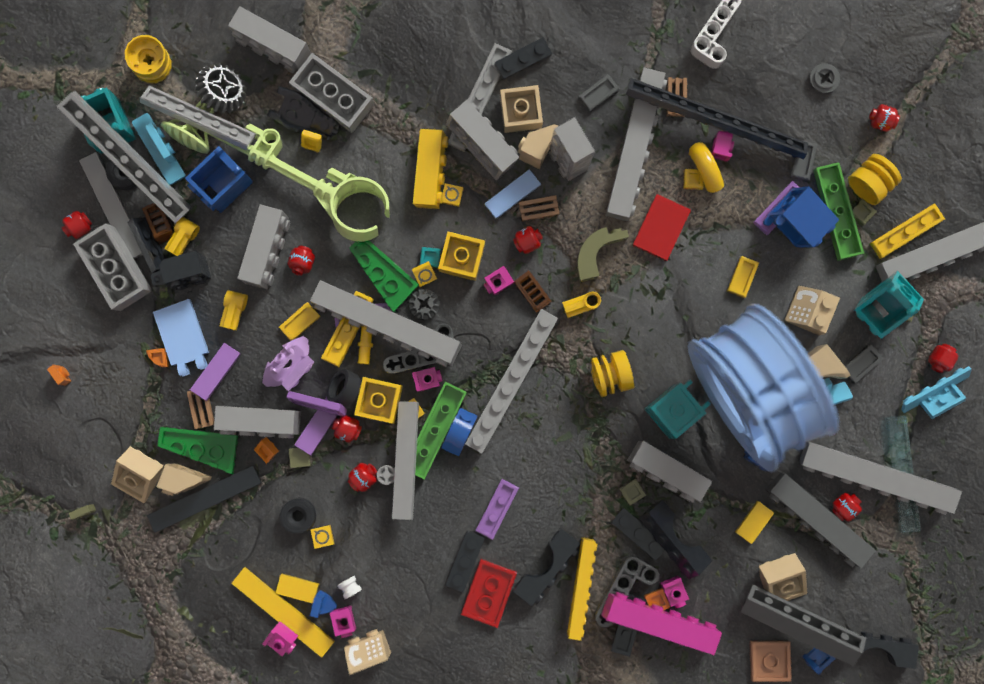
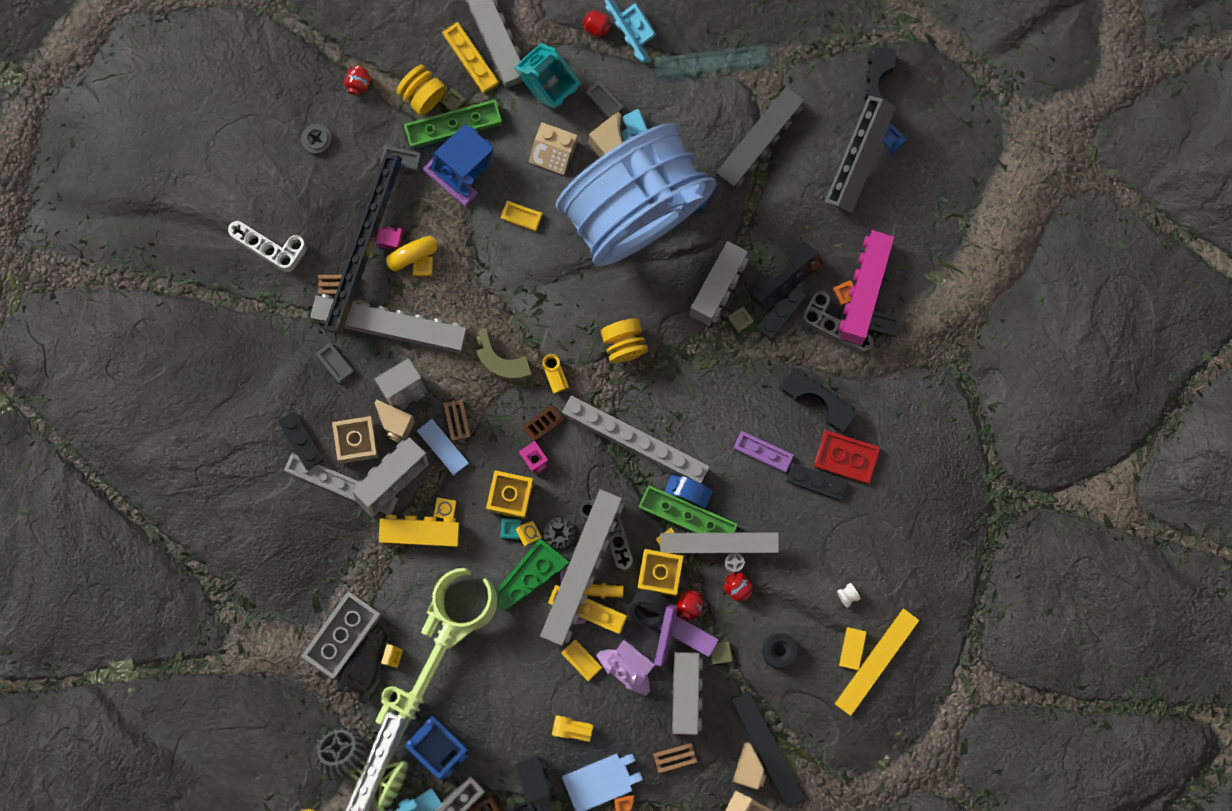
camera: 90 degrees left, 5 degrees down
(184, 233) = (494, 786): yellow piece -> none
(206, 447) = (714, 752): green wing -> none
(215, 372) = (637, 743): medium lavender tile -> none
(264, 247) = (507, 697): light grey brick -> none
(266, 450) = (715, 686): orange plate -> none
(269, 40) = (287, 702): light grey brick -> none
(281, 639) = (903, 660): dark pink brick -> none
(301, 260) = (518, 660): red head -> none
(322, 536) = (799, 626): yellow tile -> none
(322, 604) = (866, 621): blue tile -> none
(339, 628) = (876, 605): dark pink brick -> none
(366, 651) = (909, 573): tan slope -> none
(419, 381) = (636, 533): dark pink brick -> none
(527, 240) = (490, 429): red head -> none
(581, 587) = (837, 366): yellow piece -> none
(661, 227) = (473, 297): red tile -> none
(671, 585) = (831, 280): dark pink brick -> none
(676, 410) = (658, 277): teal container -> none
(754, 522) = (764, 201): yellow tile -> none
(770, 661) = (897, 184): nougat tile -> none
(784, 577) = (816, 172): tan slope -> none
(847, 507) = (745, 113): red head -> none
(880, 477) = (715, 83): light grey brick -> none

